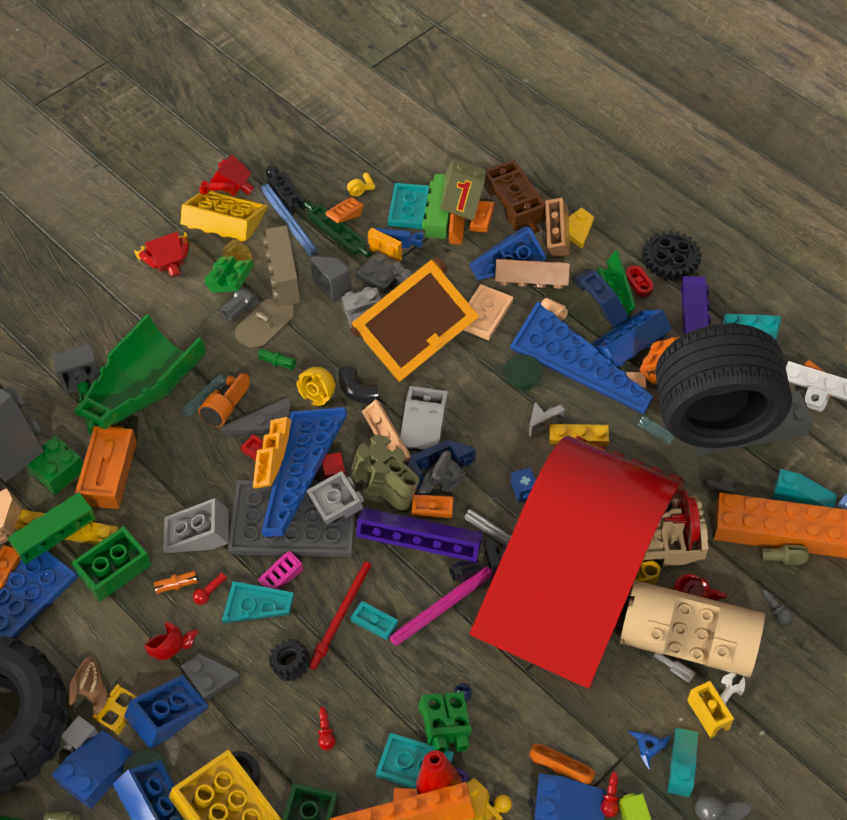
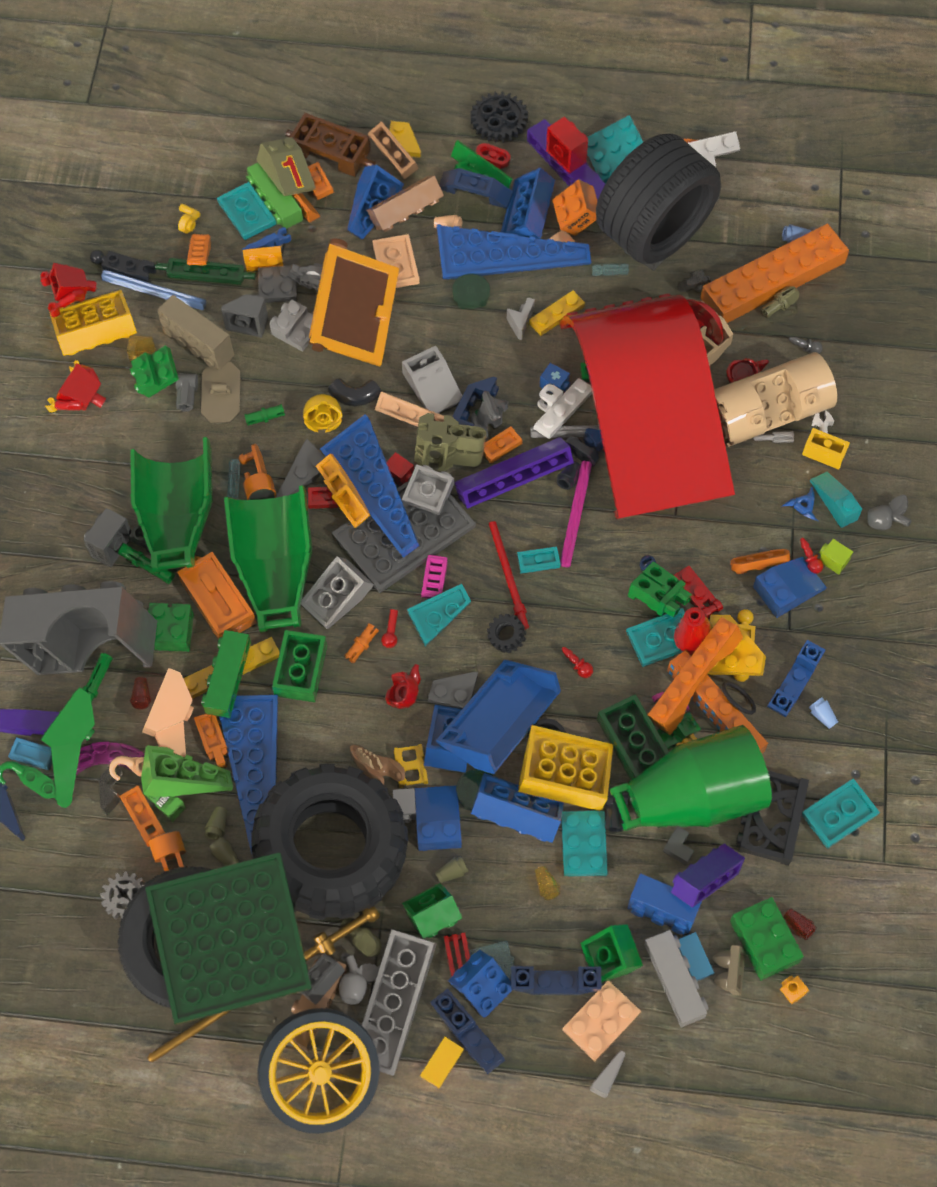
camera: 40 degrees left, 10 degrees up
(169, 461) = (271, 553): none -> green windscreen
(214, 722) = (500, 715): none -> blue slope
(482, 748) = (699, 592): none -> red plate
(504, 510) = (560, 406): none -> white plate
(699, 303) = (567, 144): none -> red brick
(800, 489) = (752, 245): teal slope -> none

